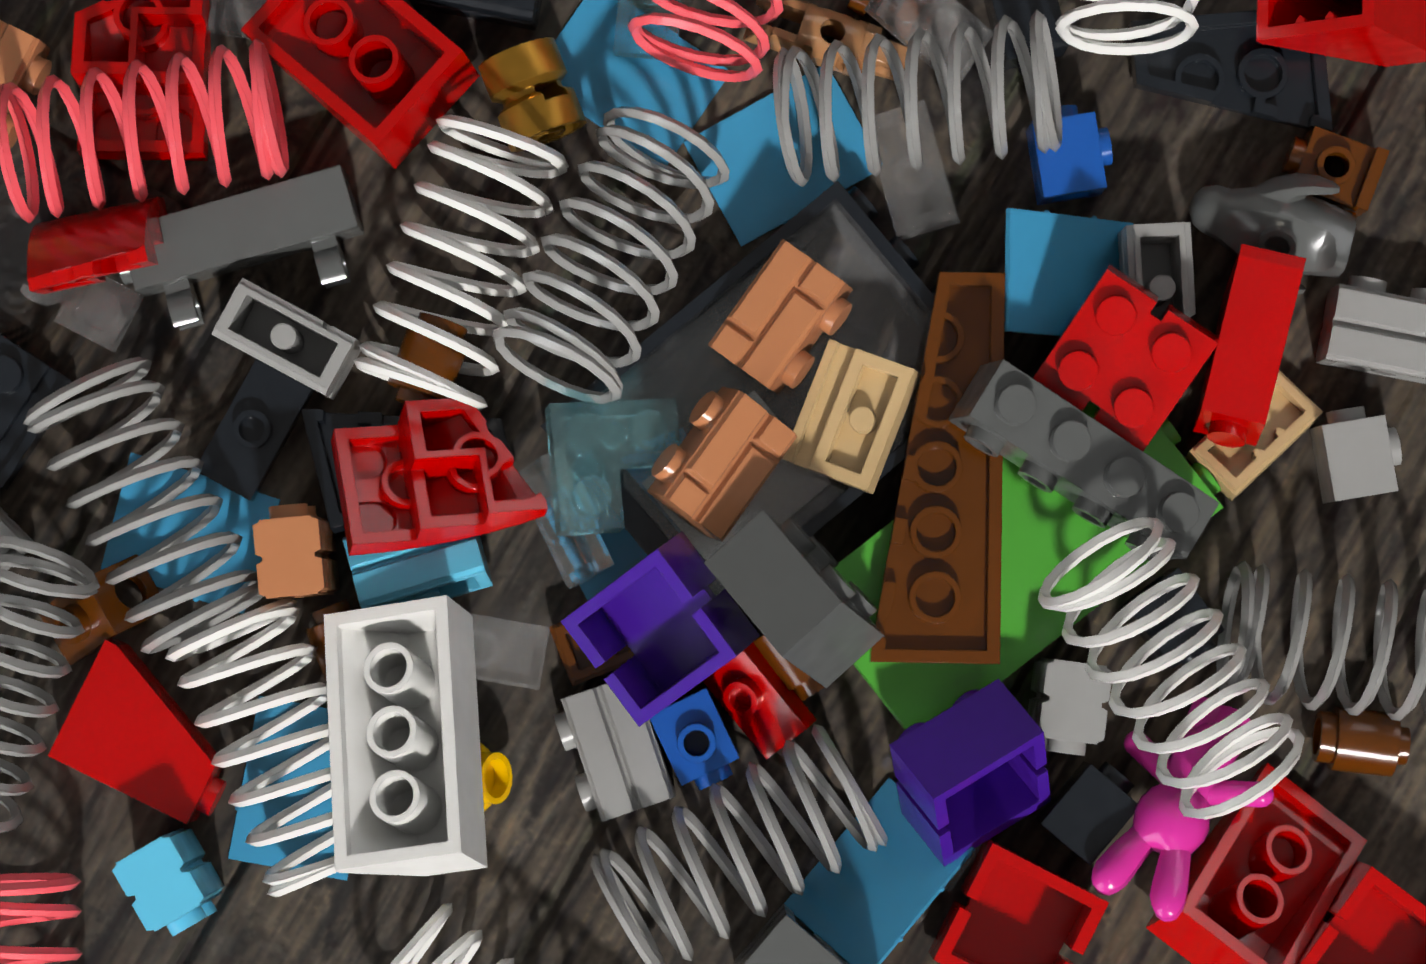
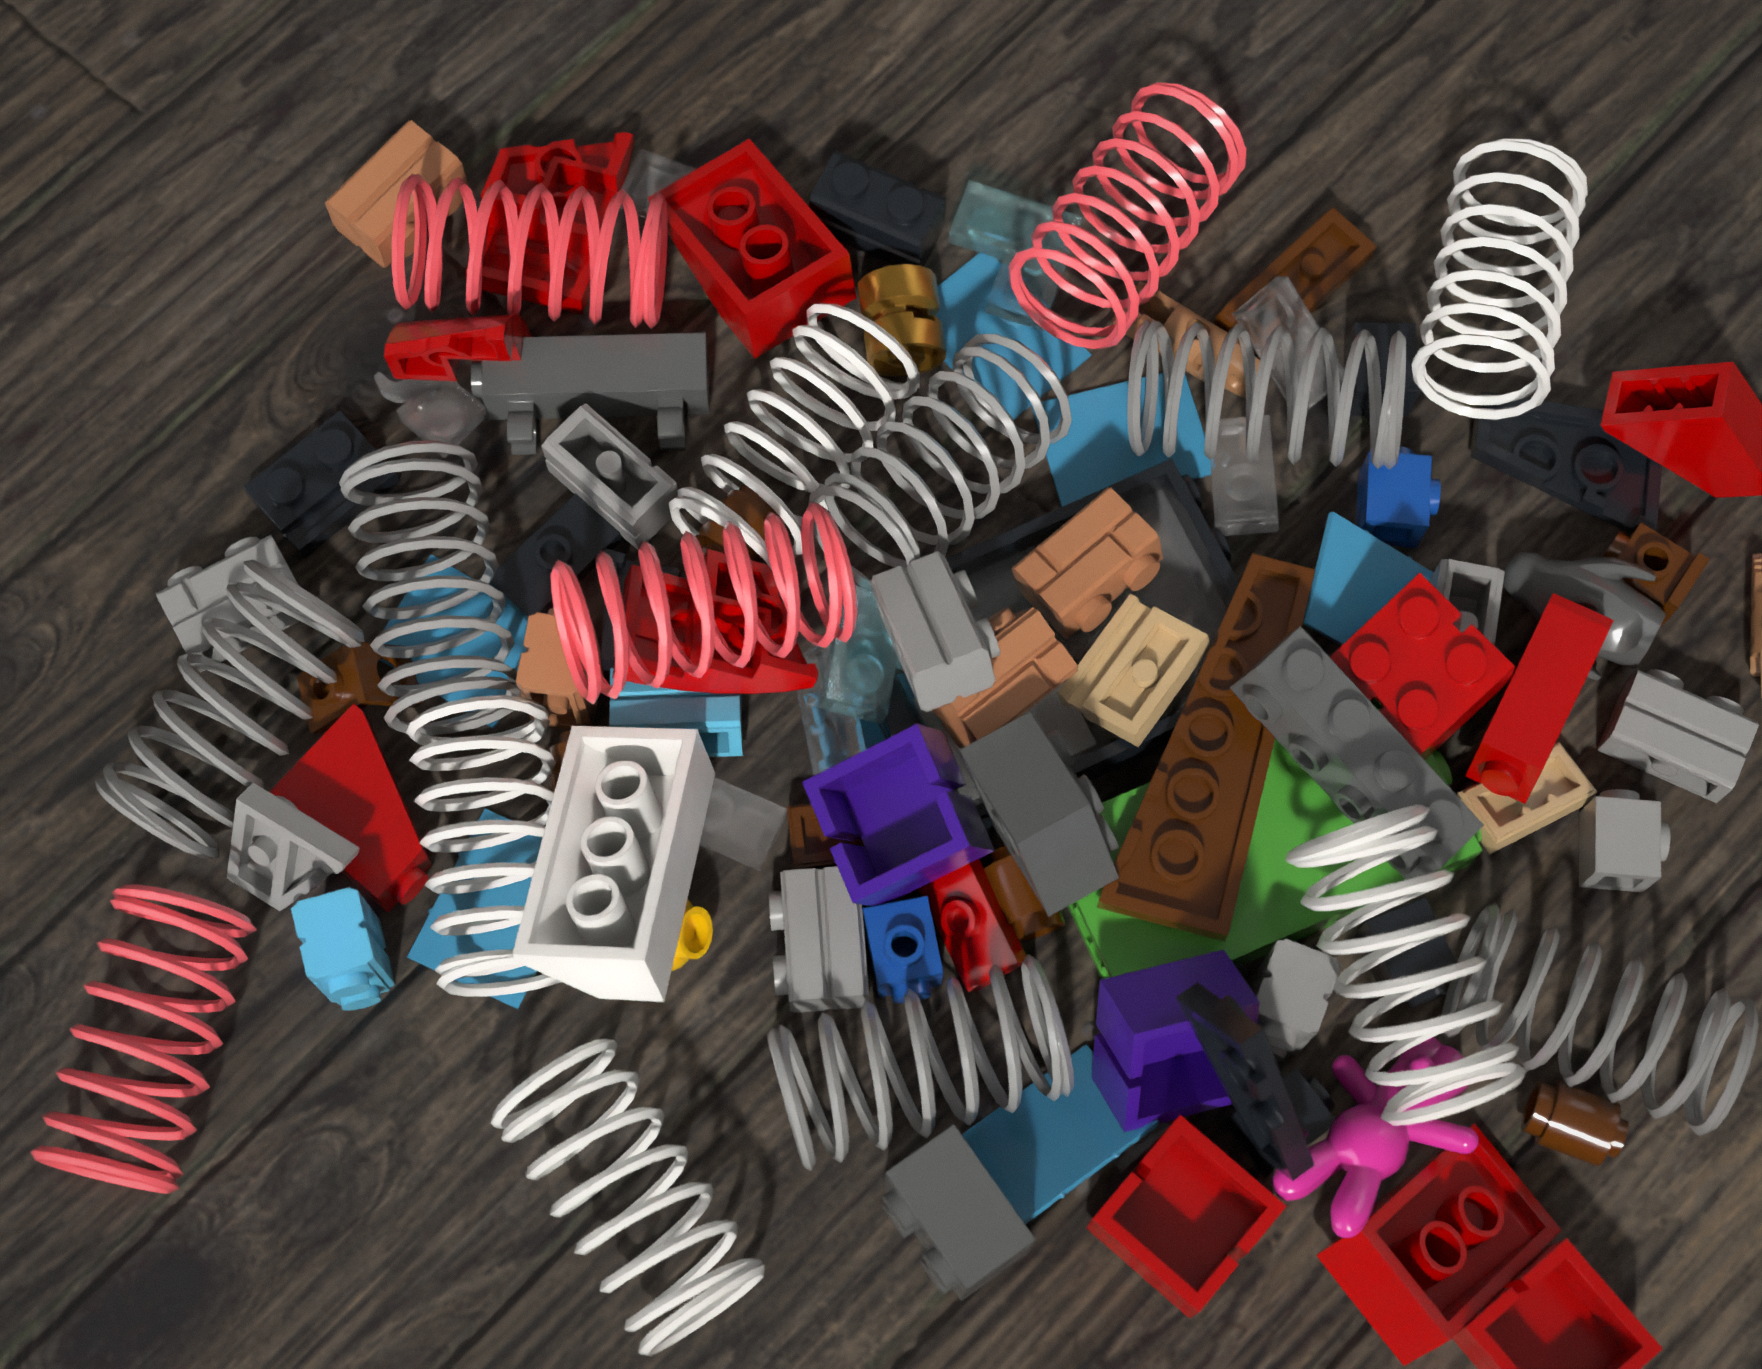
camera: 10 degrees right, 15 degrees down
(83, 804) = (281, 850): none -> light grey wing
(534, 419) = (577, 629): none -> coral piece
(649, 448) = (934, 630): none -> light grey brick
(1048, 806) = (1250, 1077): none -> black wing

